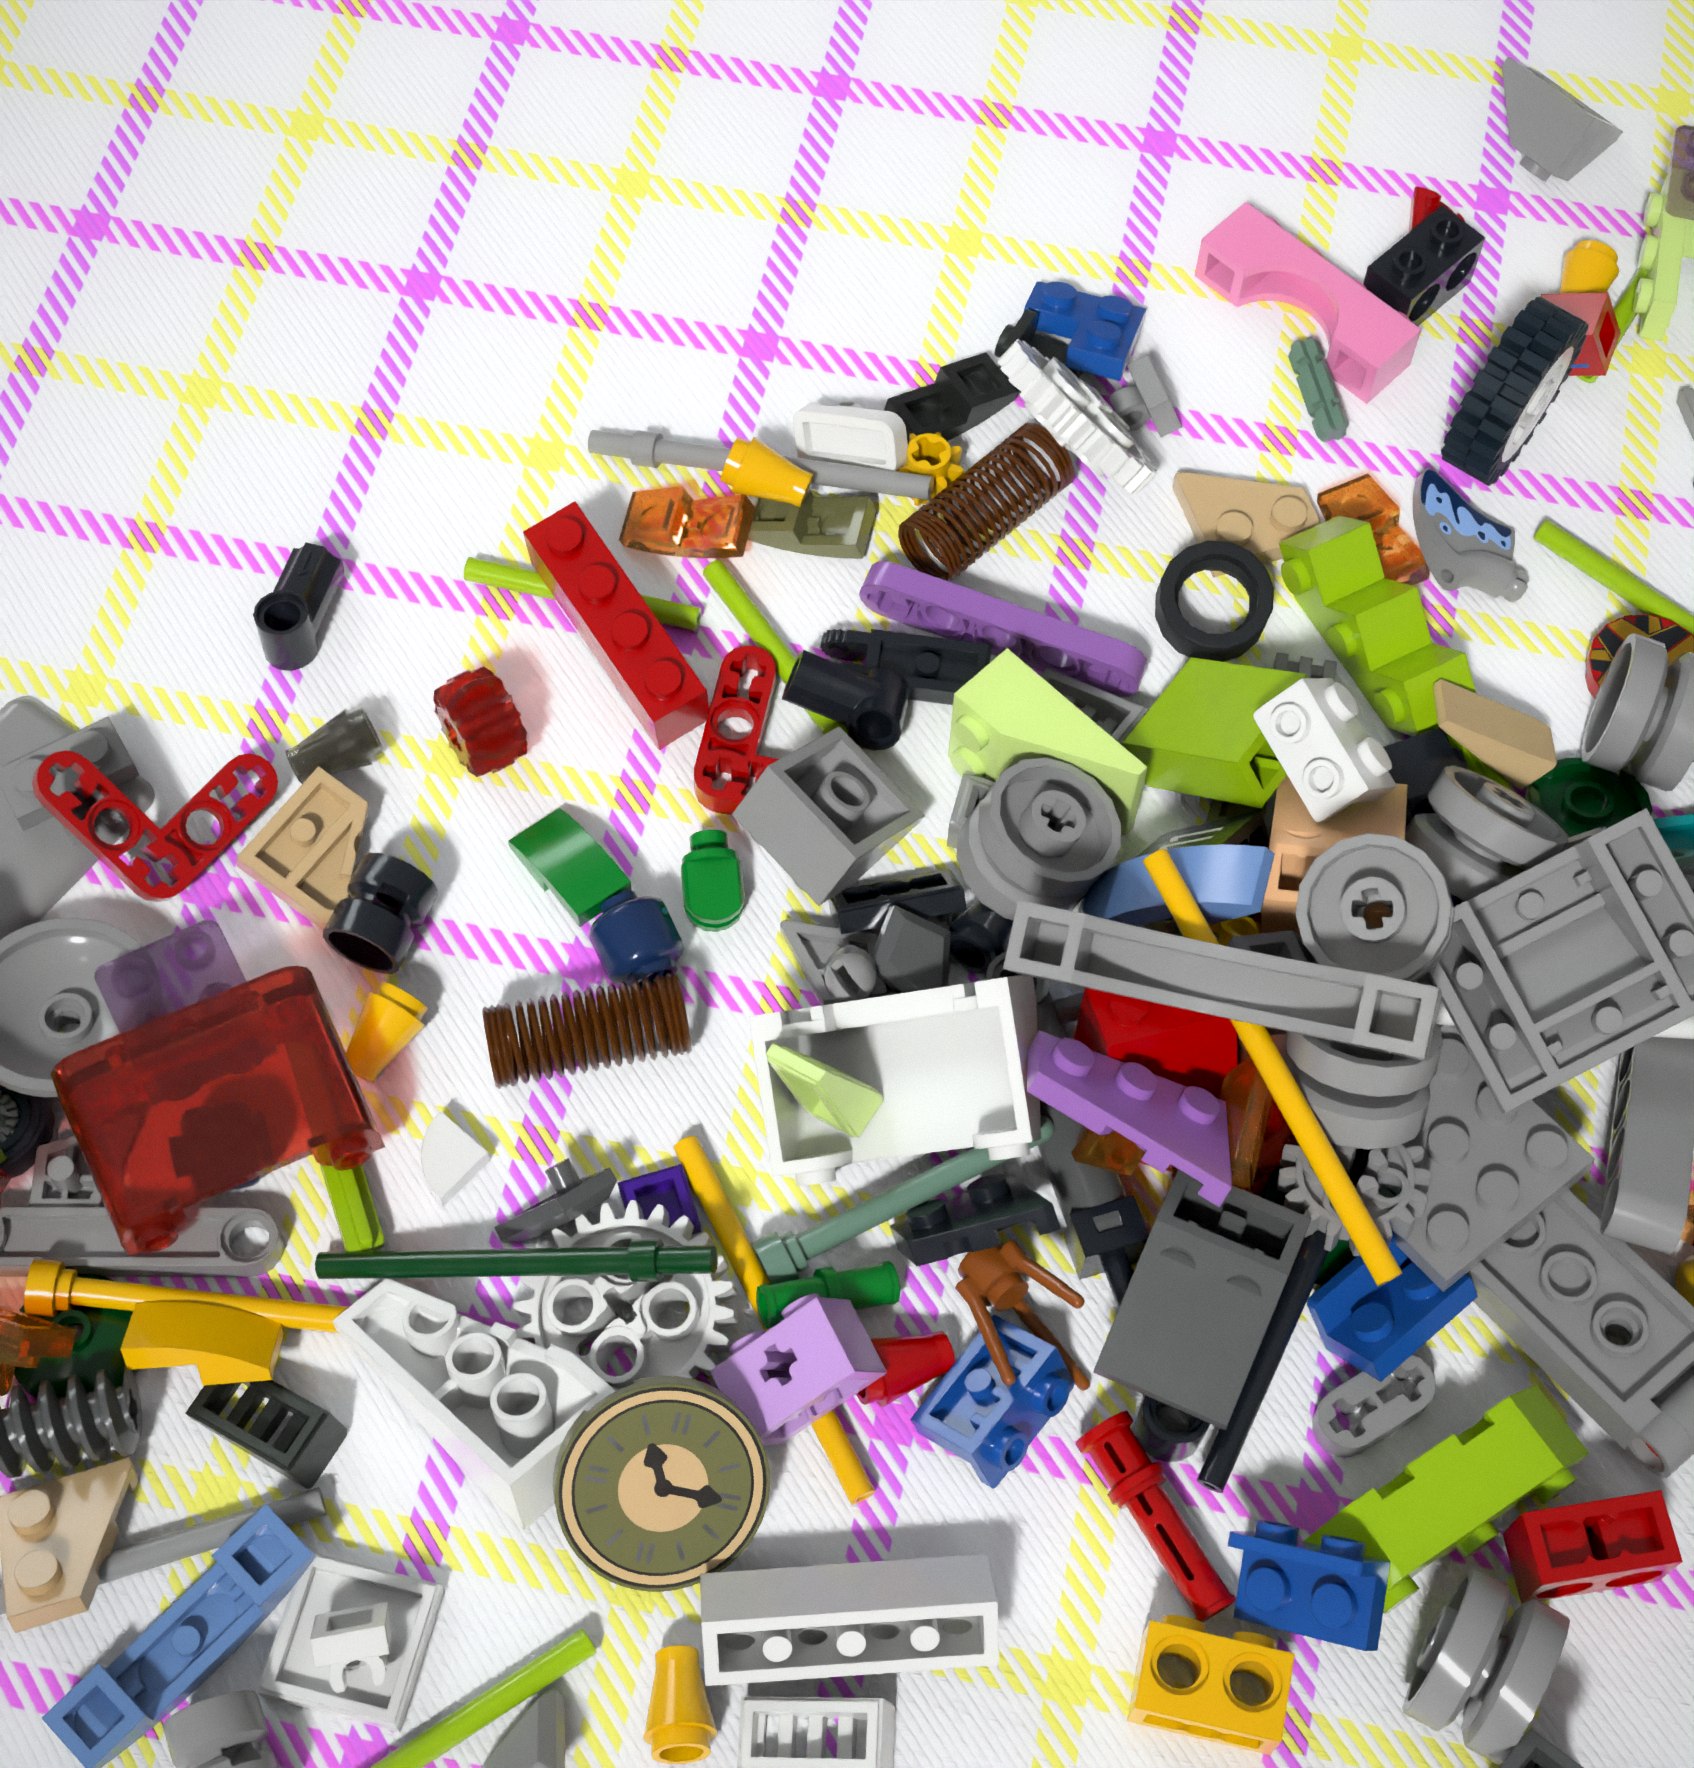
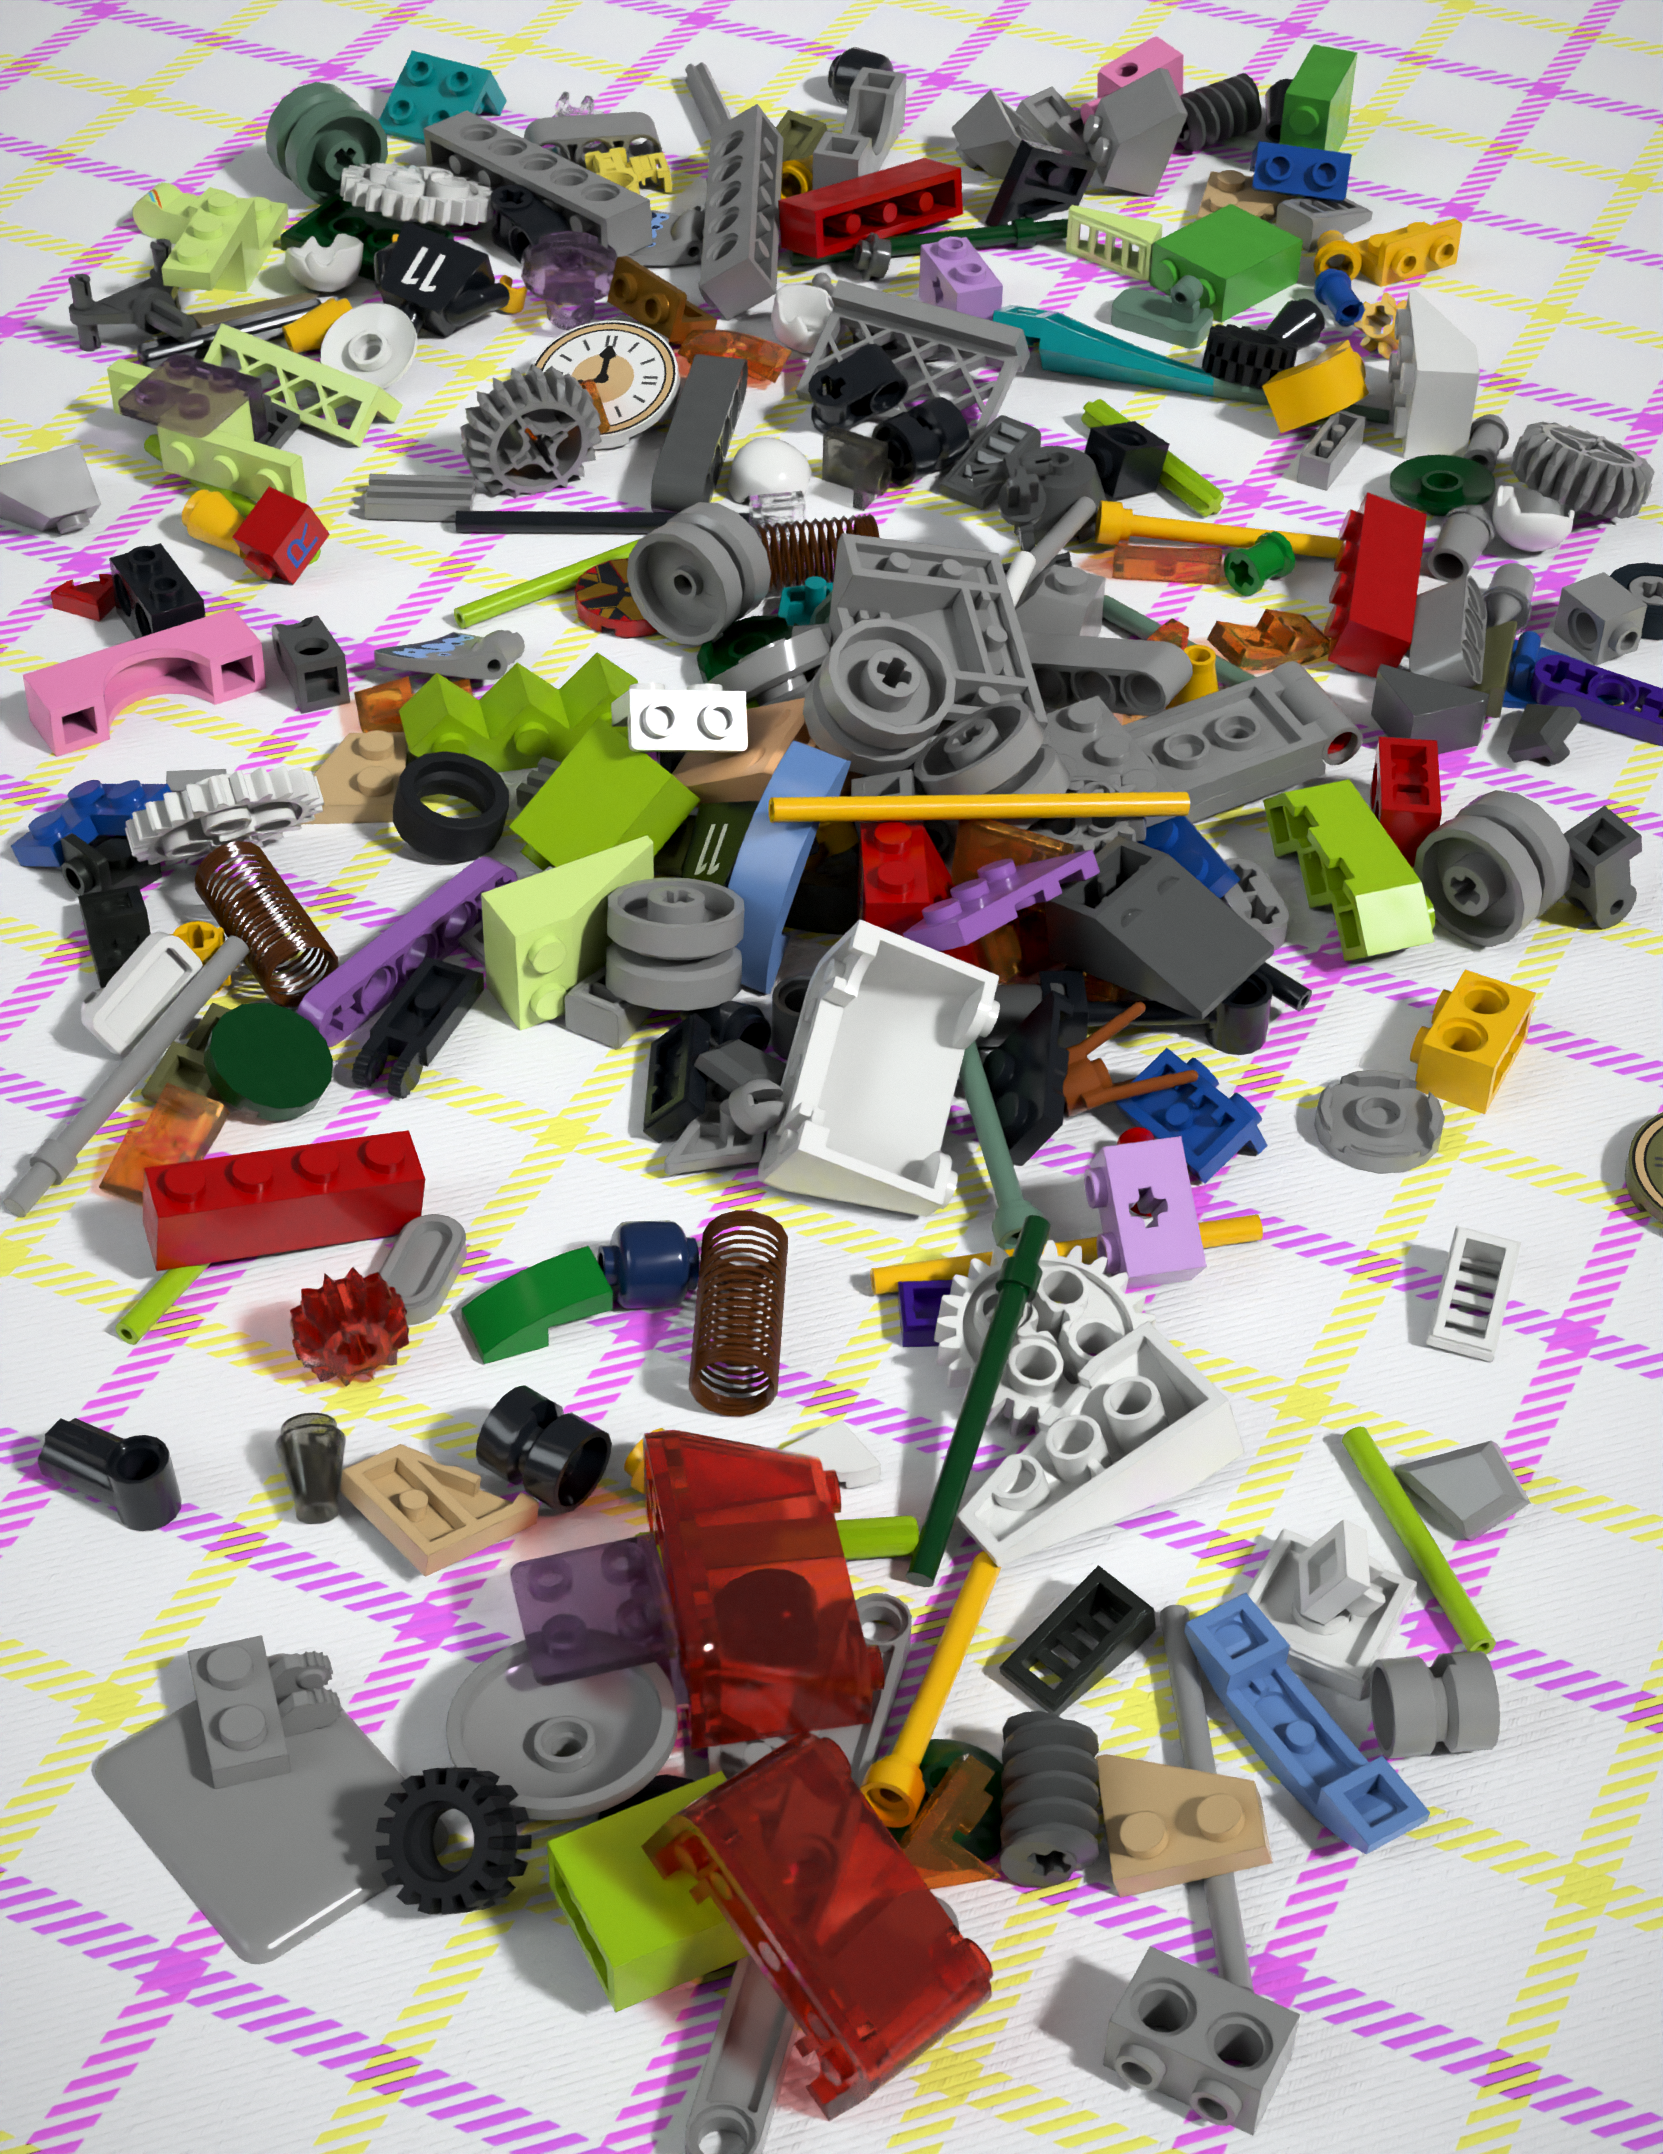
camera: 75 degrees left, 20 degrees down
(172, 838) = (372, 1617): red beam -> none
(218, 1339) = (987, 1665): yellow slope -> none
(571, 1200) = (915, 1371): dark grey piece -> none
(602, 762) = (425, 1264): none -> light grey tile
(661, 1484) = (1235, 1321): tile -> none
(679, 1711) = (1433, 1375): yellow cone -> none
(712, 882) = (600, 1200): green arm -> none
(741, 755) = (468, 1166): red beam -> none
(758, 629) = (352, 1116): lime piece -> none
(764, 473) = (156, 1054): yellow cone -> none
(804, 562) = (268, 1061): none -> dark green tile
(826, 814) = (582, 1089): light grey slope -> none
(826, 1090) = (880, 1129): yellowish green slope -> none
(848, 1619) = (1381, 1237): white brick -> none
(862, 1286) = (1065, 1198): green pin -> none
(867, 703) = (446, 1055): black piece -> none
(1066, 1602) = (1379, 1122): none -> light grey tile
(1139, 1487) = (1293, 1047): red pin -> none
(1224, 981) = (921, 780): light grey arch -> none
(1309, 1587) = (1410, 951): blue bracket -> none
(1318, 389) = (241, 704): sand green axle -> none
(1397, 421) = (312, 664): none -> dark grey leg
(1500, 736) = (673, 668): tan slope -> none
(1514, 390) = (347, 557): black wheel -> none

